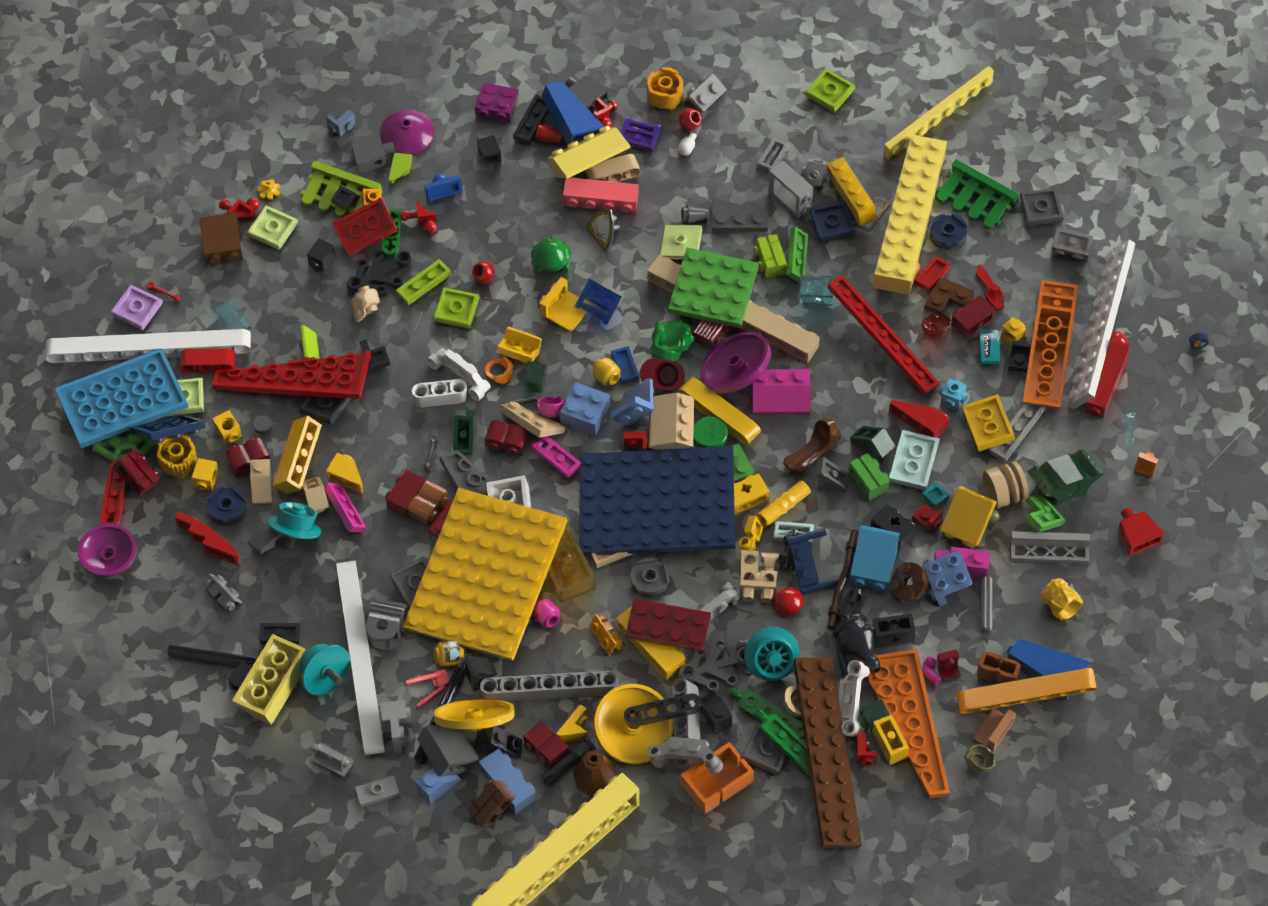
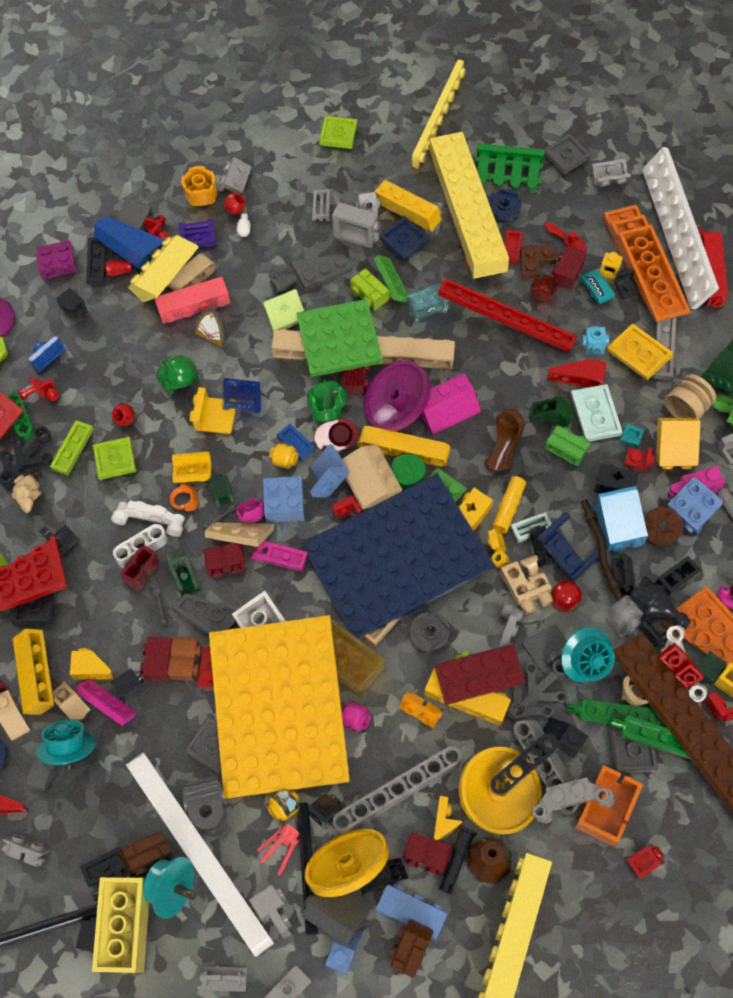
camera: 25 degrees left, 5 degrees up
(310, 634) = (144, 854): none -> reddish brown brick
(370, 502) = (128, 685): none -> black brick
(426, 412) = (137, 571): none -> dark red brick
(724, 834) = (646, 860): none -> red bracket
(824, 638) = (624, 617): none -> clear brick
(848, 698) = (681, 665): none -> red slope

